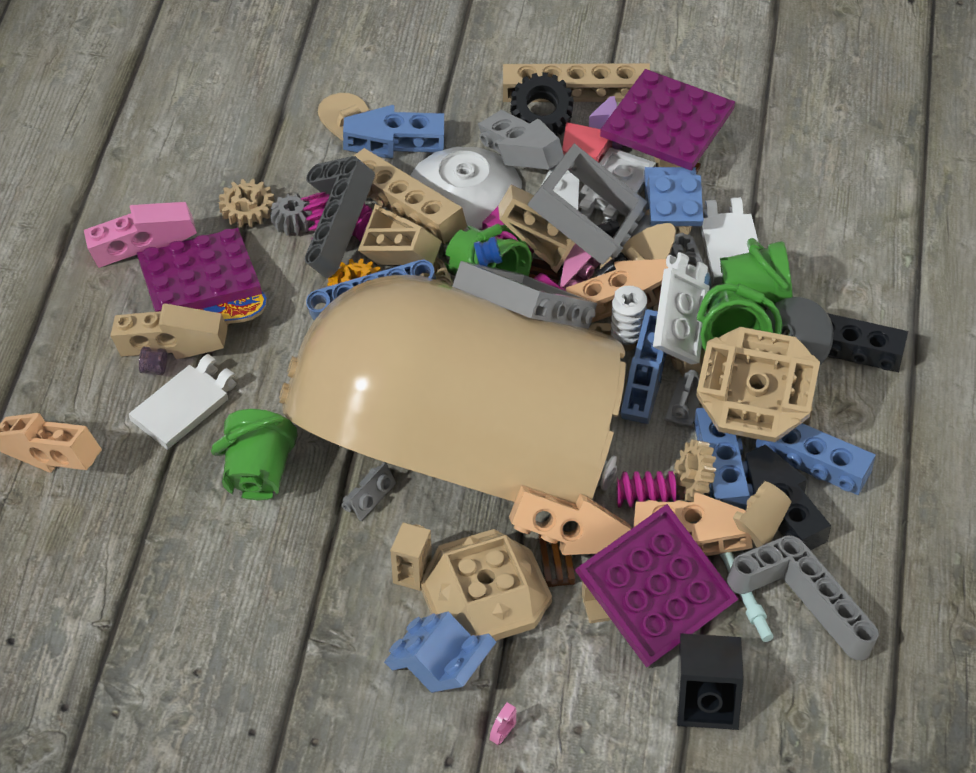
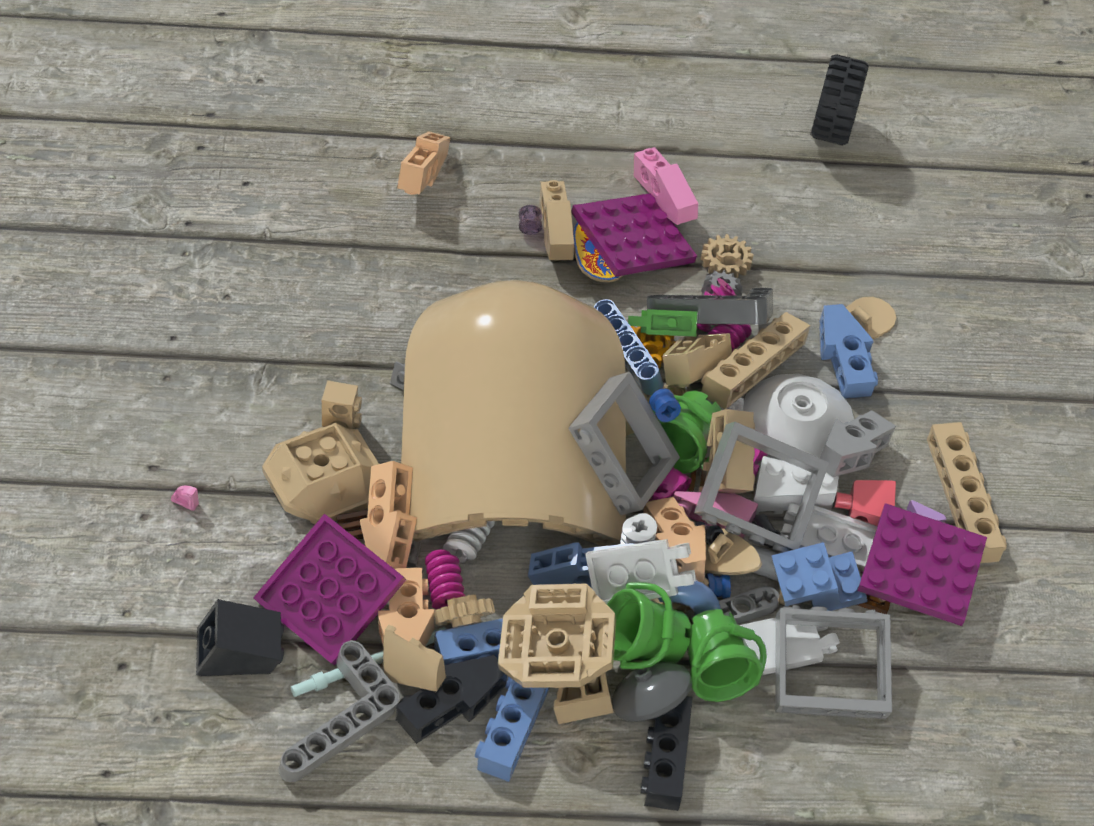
camera: 75 degrees right, 0 degrees up
(69, 61) = (839, 99): none -> black tyre
(183, 402) = (493, 248): white tile -> none
(255, 452) = (425, 285): bright green piece -> none
(350, 251) = (666, 322): none -> bright green hinge
(439, 652) = (245, 438): medium blue bracket -> none
(543, 88) = (905, 441): black tyre -> none
(779, 171) = (828, 706): none -> light grey window

